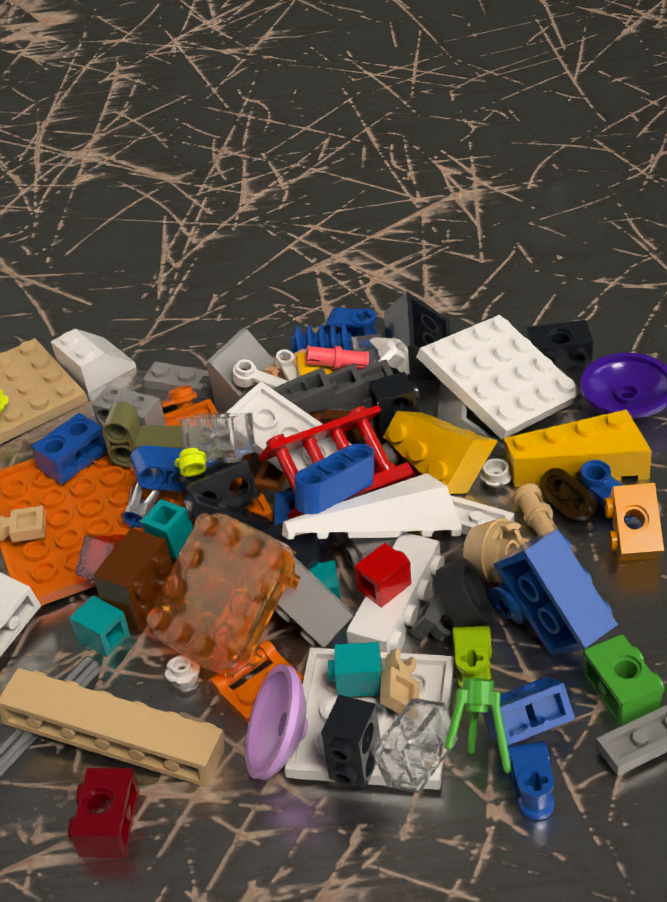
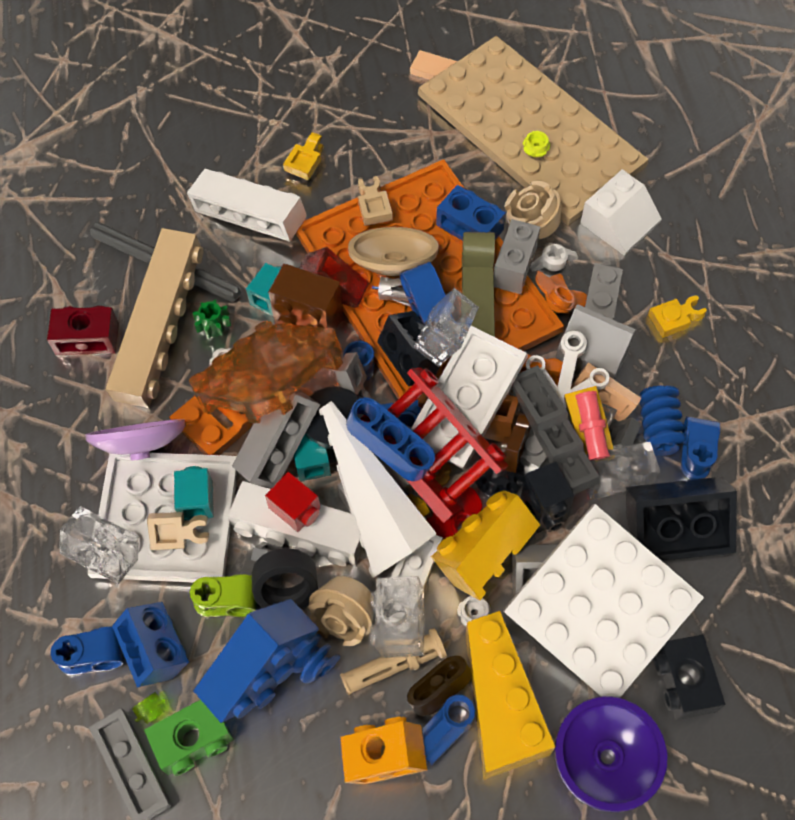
camera: 80 degrees right, 20 degrees up
(68, 399) = (536, 206): none -> tan cone
(95, 499) = (392, 249): none -> tan dish
(124, 678) = (211, 319): none -> green gear
(170, 523) = (356, 314): teal brick -> none
(191, 462) = (415, 312): neon yellow plate -> none
(199, 504) = (377, 360): black hinge -> none
(212, 335) = (673, 317): none -> yellow plate
(349, 739) = (100, 490): black brick -> none
(394, 352) = (616, 482): white piece -> none
(477, 696) = (134, 593): bright green plant -> none
(520, 492) = (407, 635): none -> clear brick
(593, 720) = (149, 708): none -> clear neon green plate

